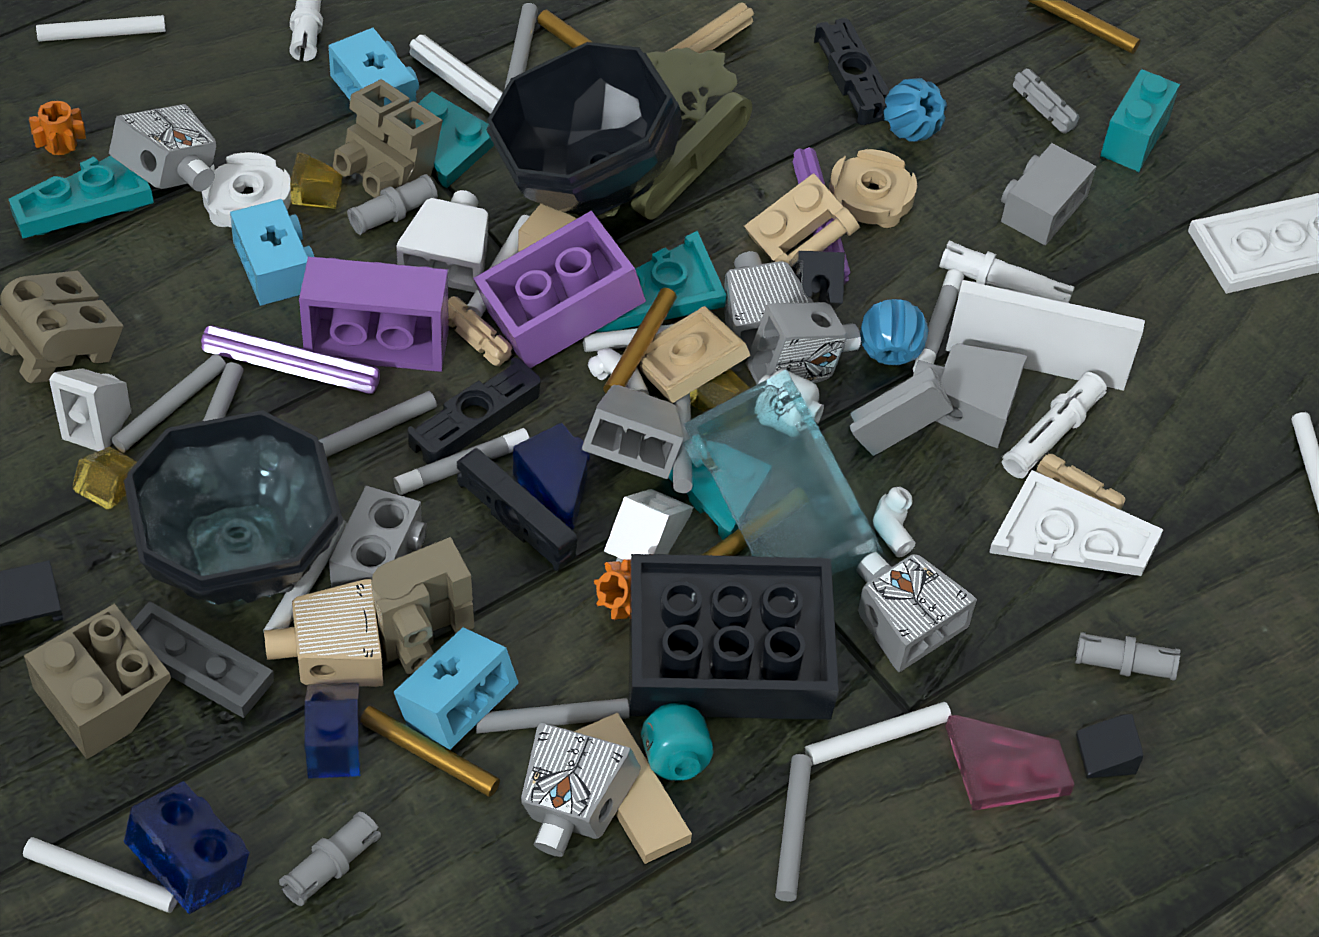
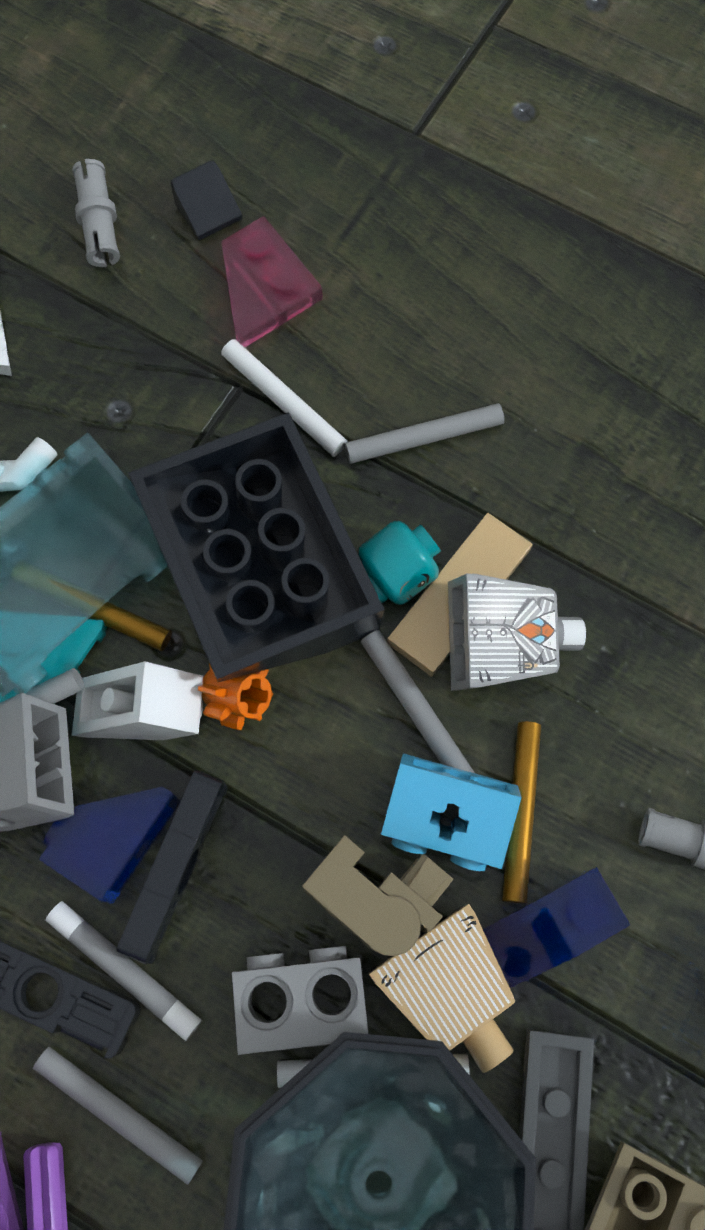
camera: 110 degrees left, 20 degrees up
(911, 607) = (130, 405): light grey torso -> none

